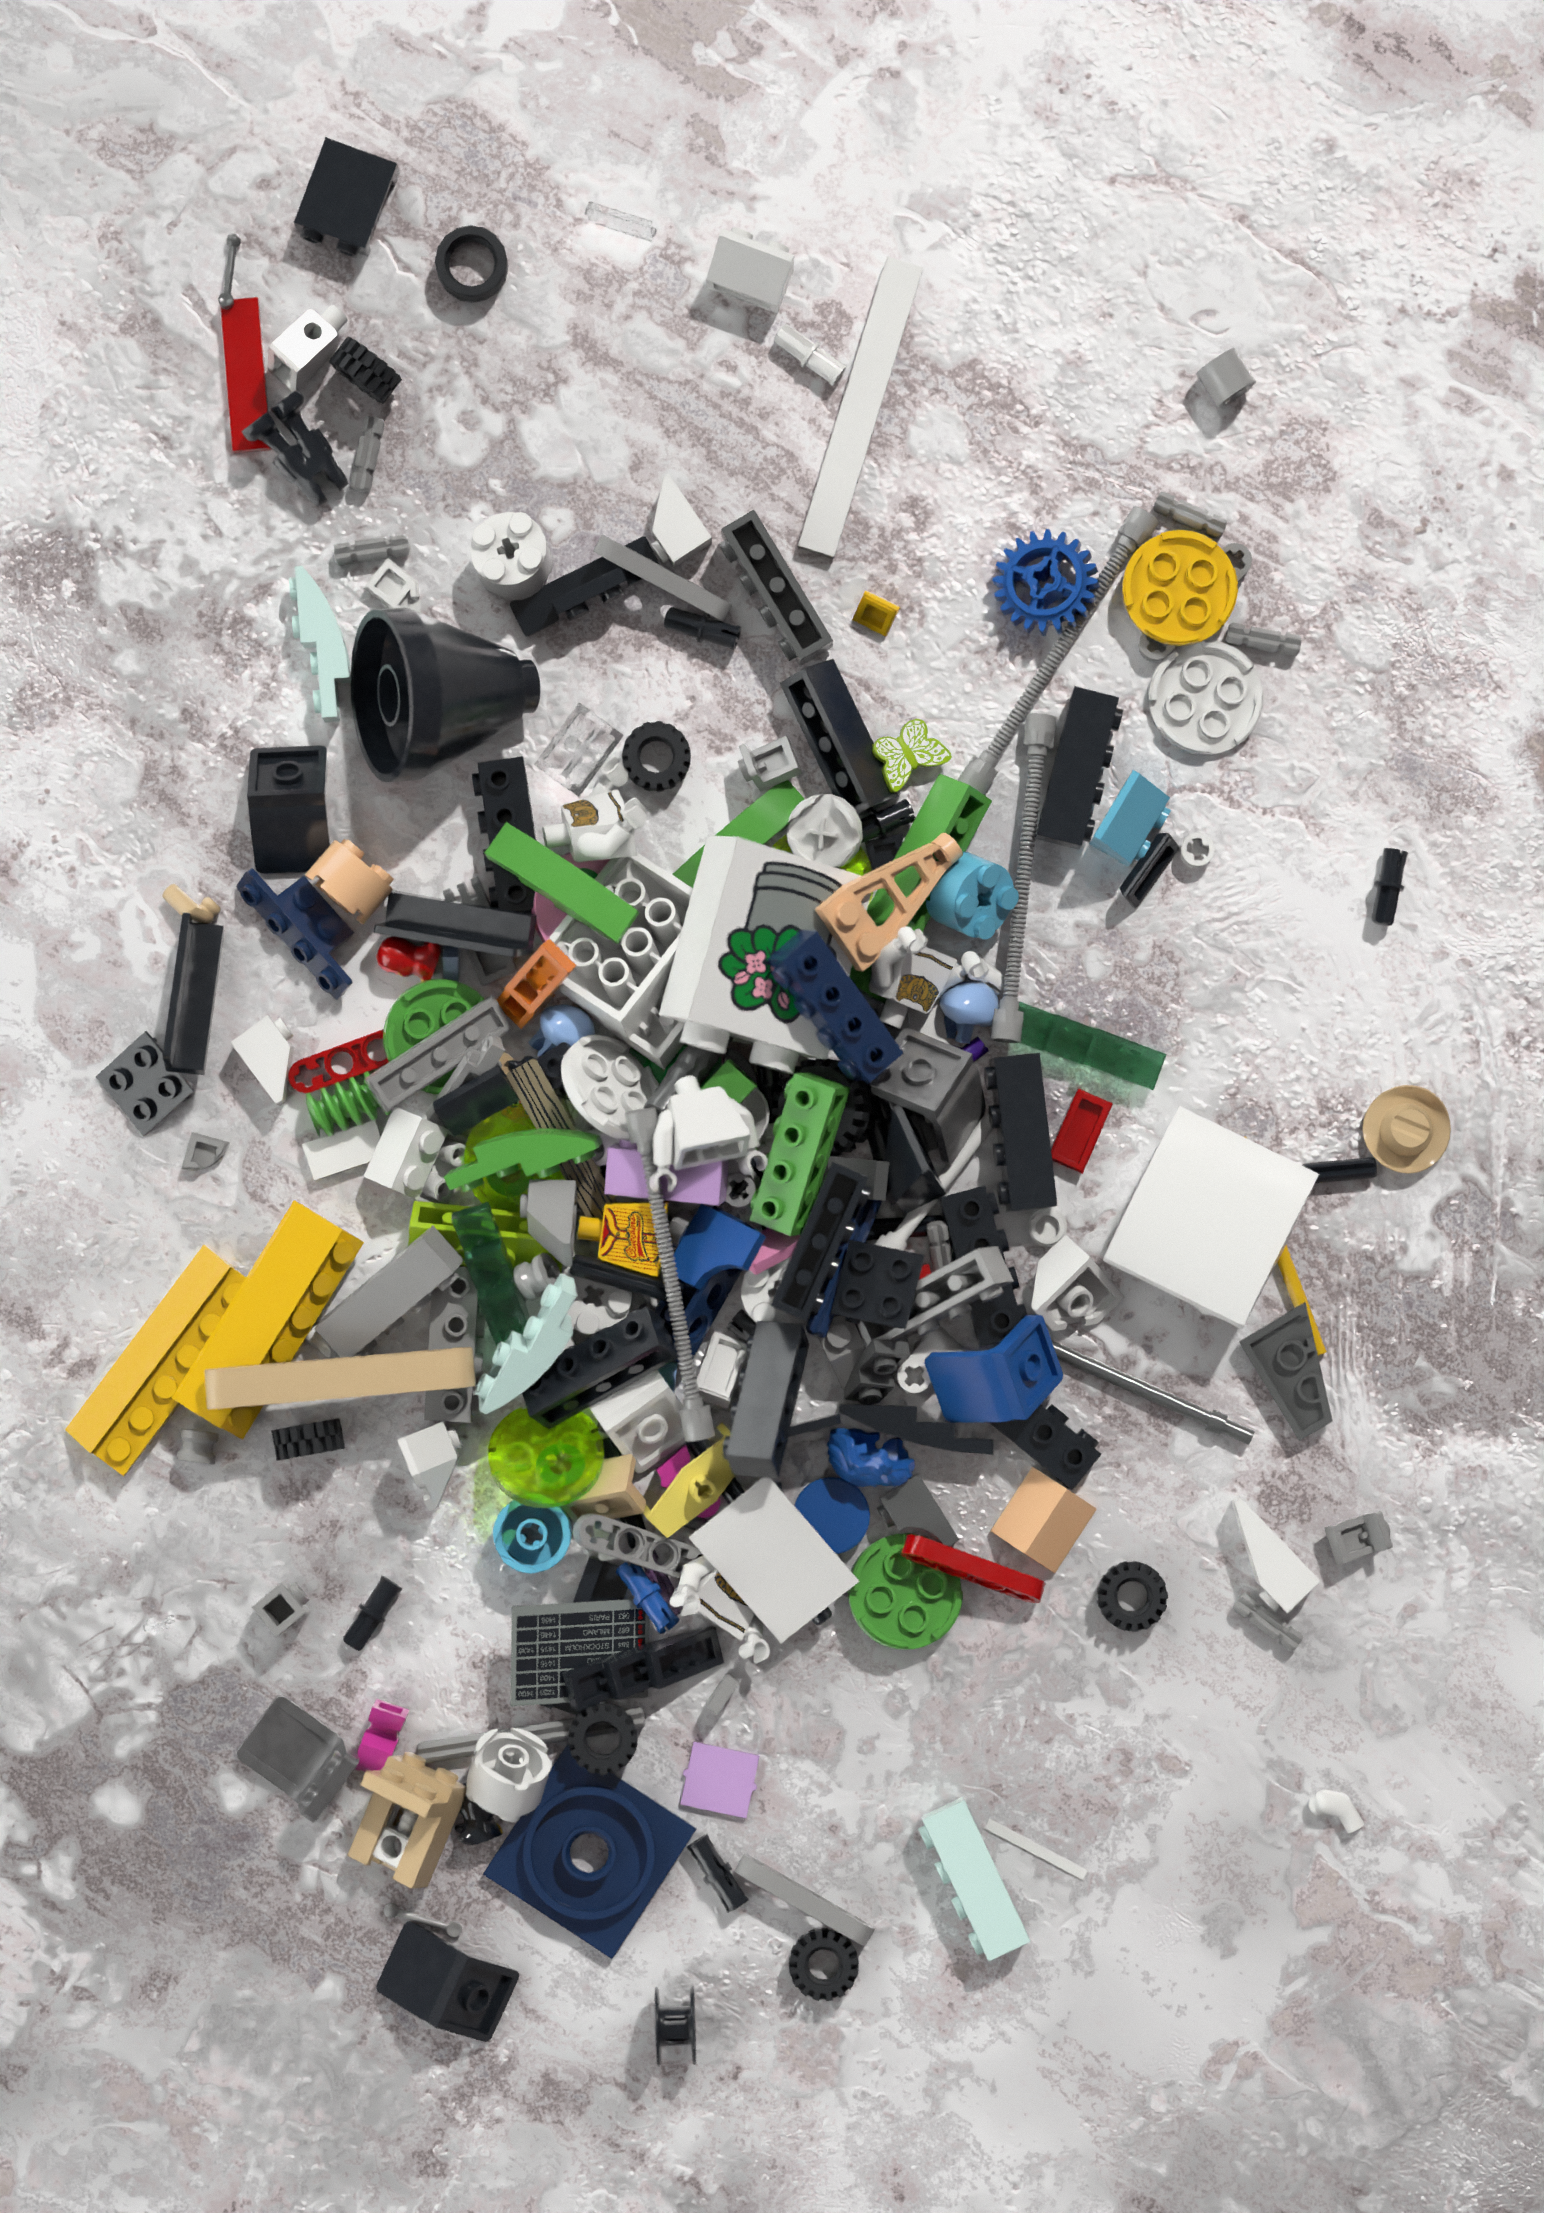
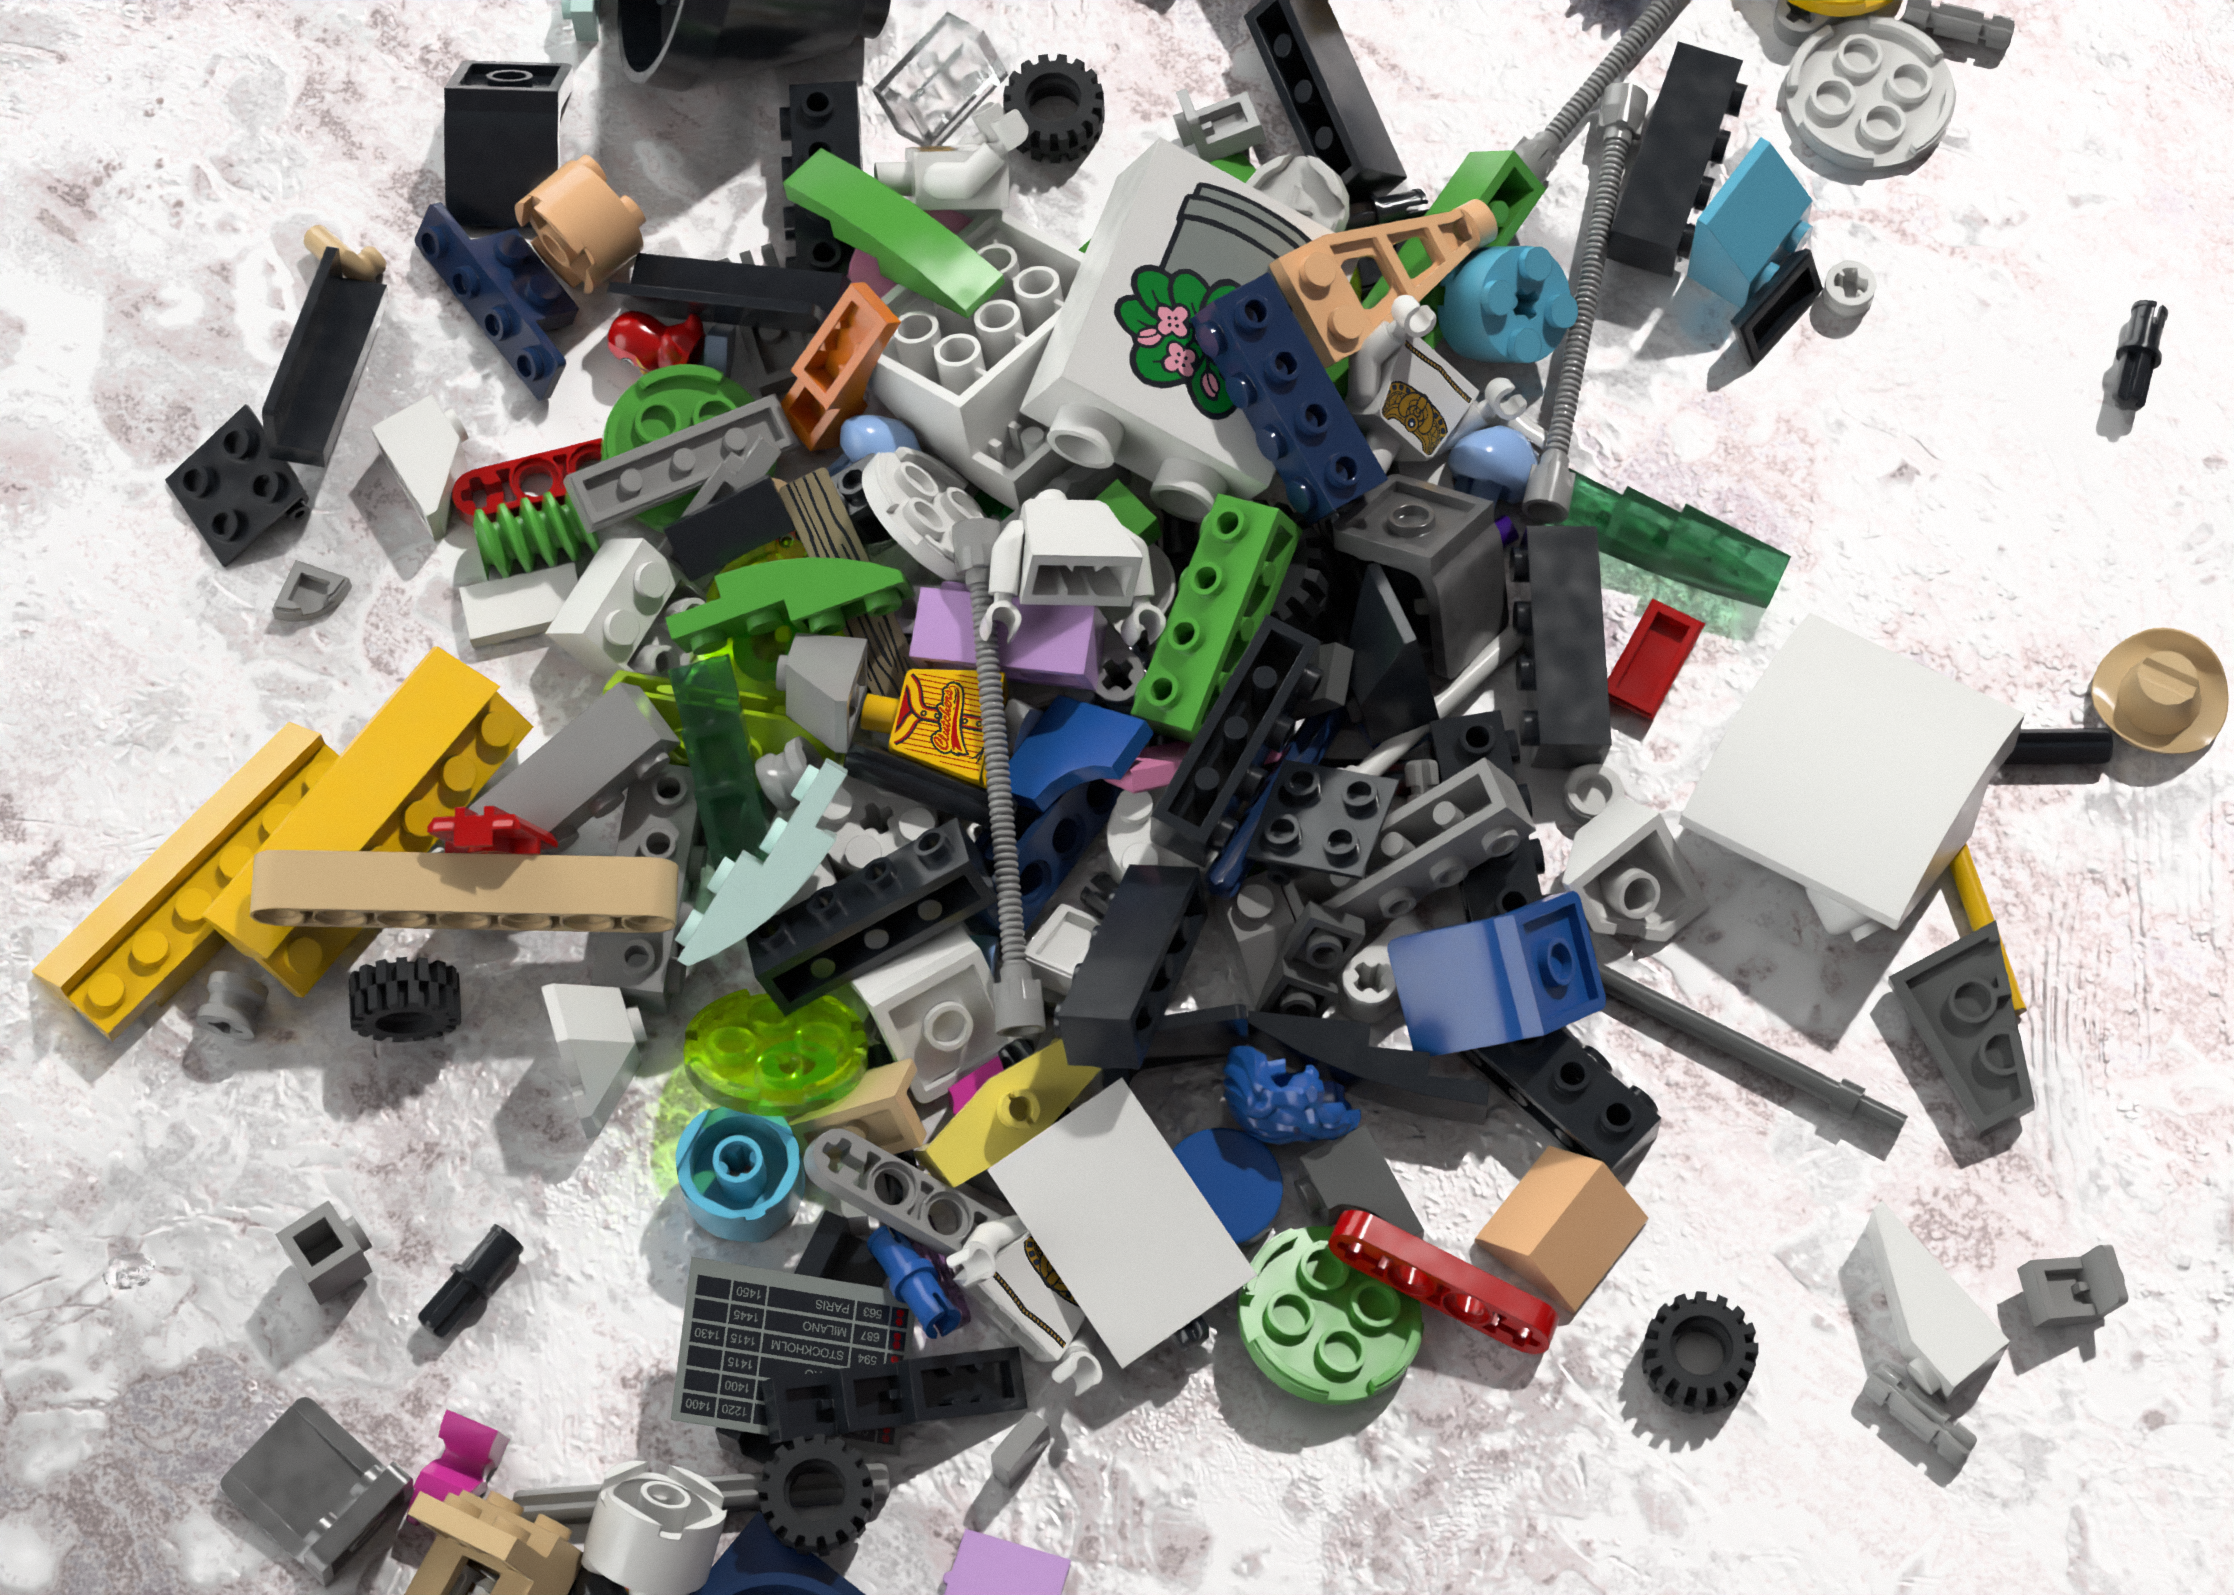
camera: 10 degrees right, 20 degrees down
(354, 1344) = (490, 833): none -> red piece
(908, 753) = (1425, 123): lime animal -> none

